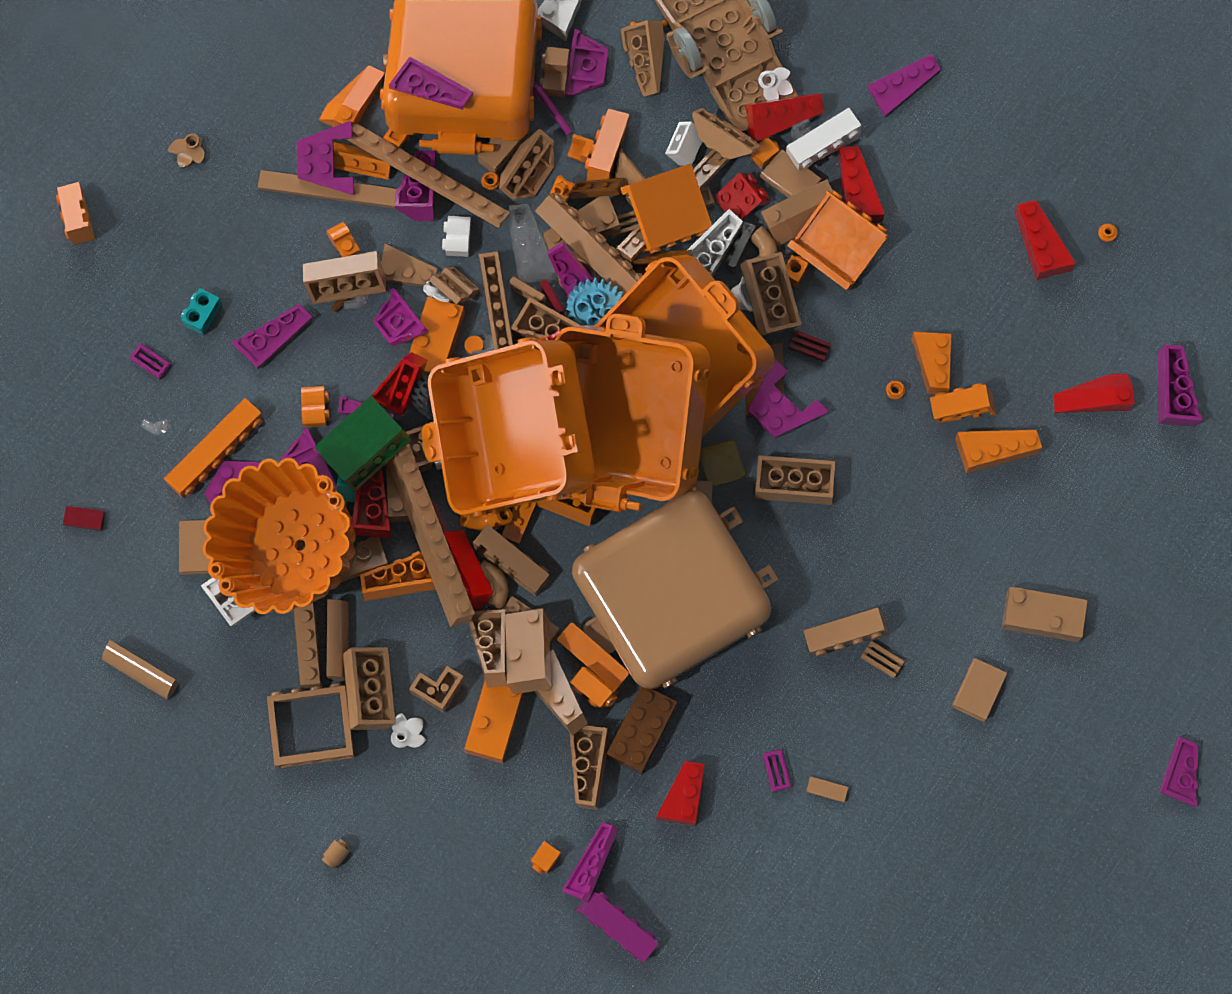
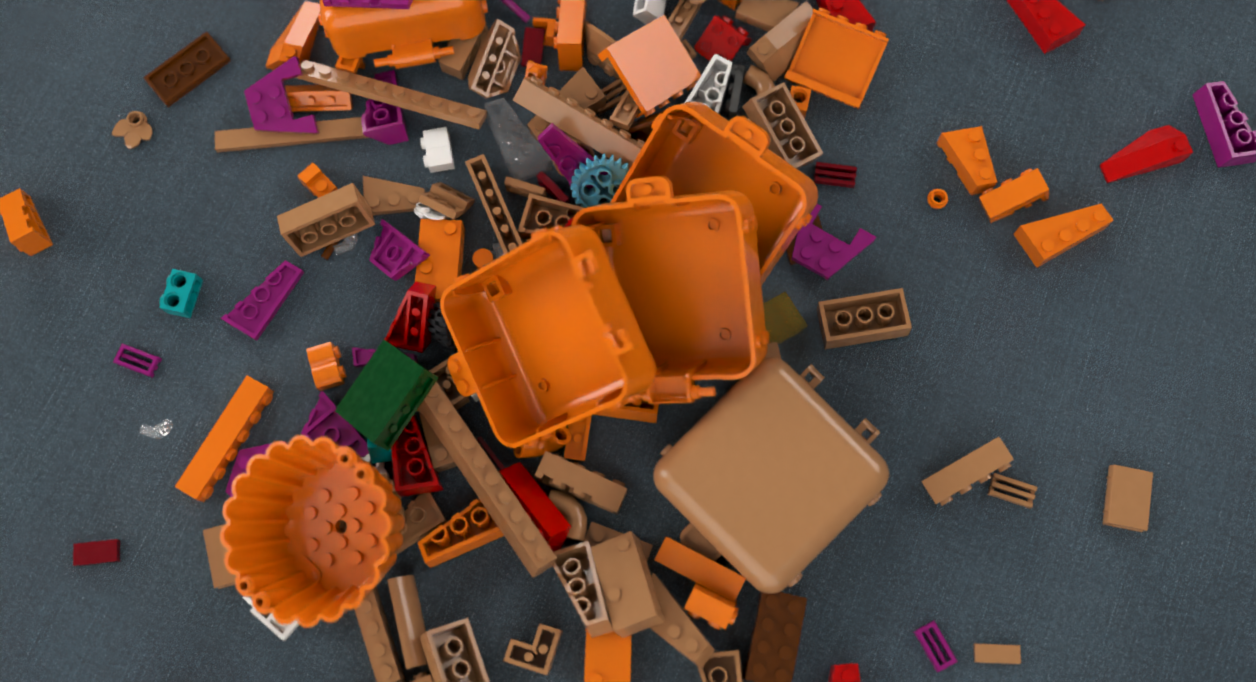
camera: 10 degrees left, 0 degrees up
(247, 104) = (187, 69): none -> reddish brown tile
(490, 176) = (458, 81): orange plate -> none
(567, 160) = (533, 45): none -> dark red tile
(597, 188) = (572, 65): reddish brown tile -> none
(1044, 614) = (1171, 397): medium nougat brick -> none

